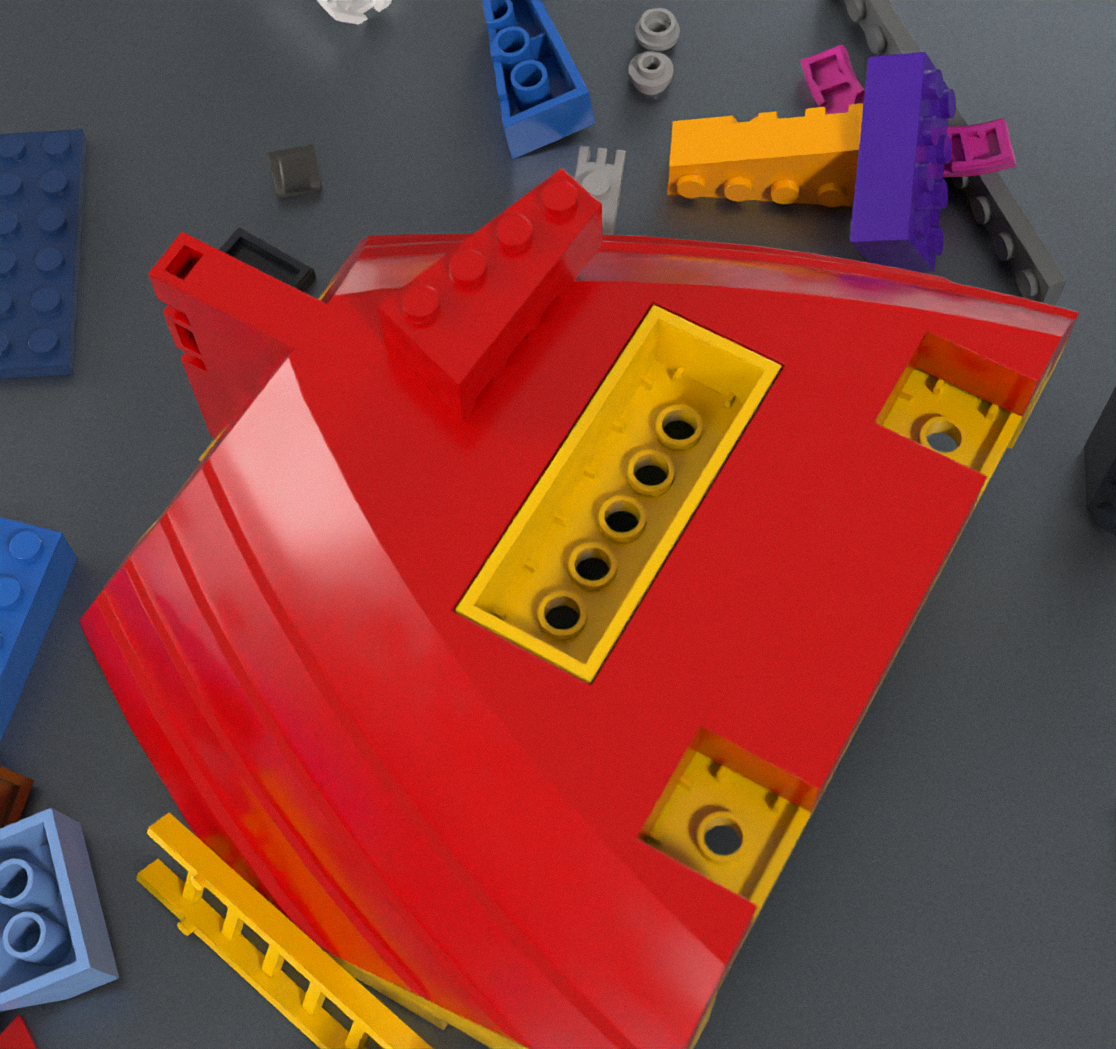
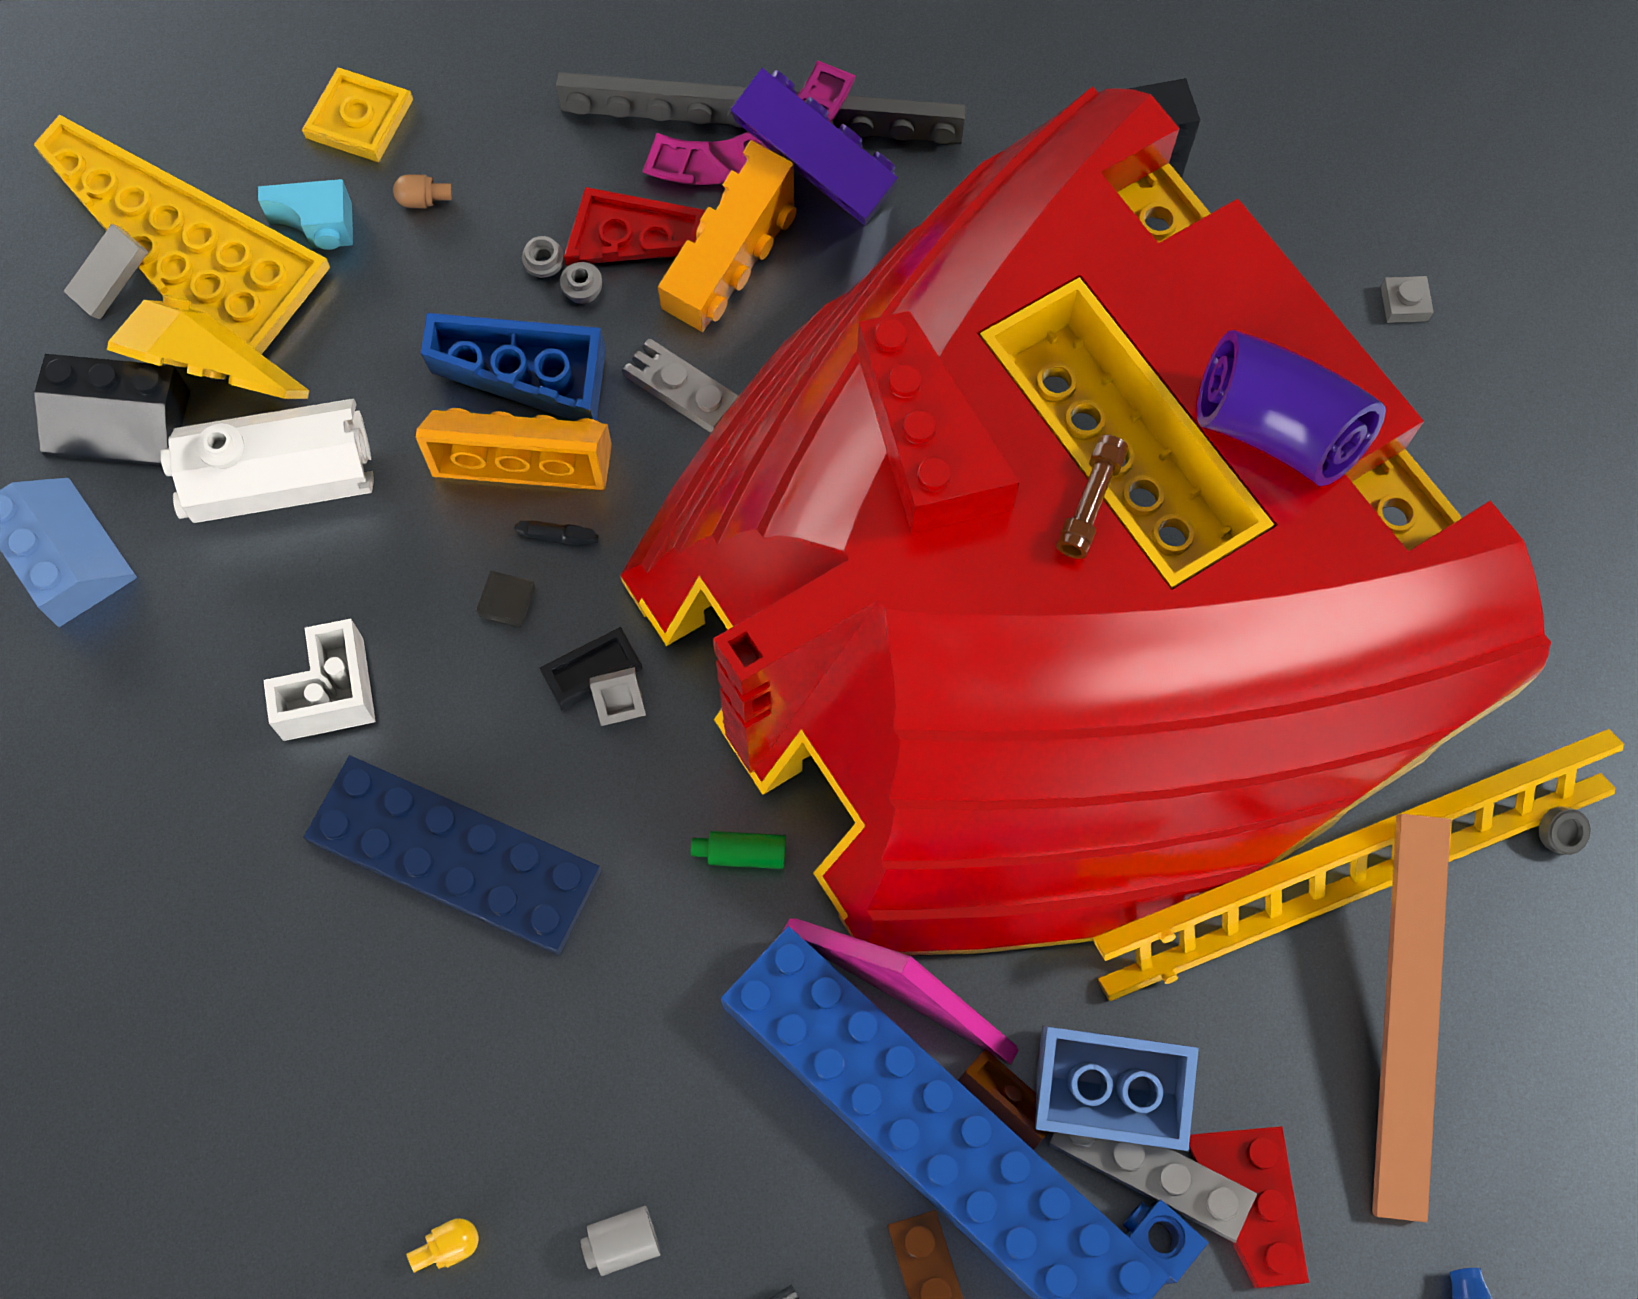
camera: 65 degrees left, 5 degrees up
(48, 676) = (908, 983): none -> dark pink tile
(134, 81) = (330, 694): none -> white brick
(140, 473) = (741, 849): none -> green cylinder
(386, 184) = (565, 533): none -> black piece
(442, 99) = (516, 449): none -> light orange slope
(566, 476) = (1105, 462): none -> reddish brown bar
(713, 616) = (1287, 407): none -> dark purple brick
(726, 71) = (628, 228): none -> red wing

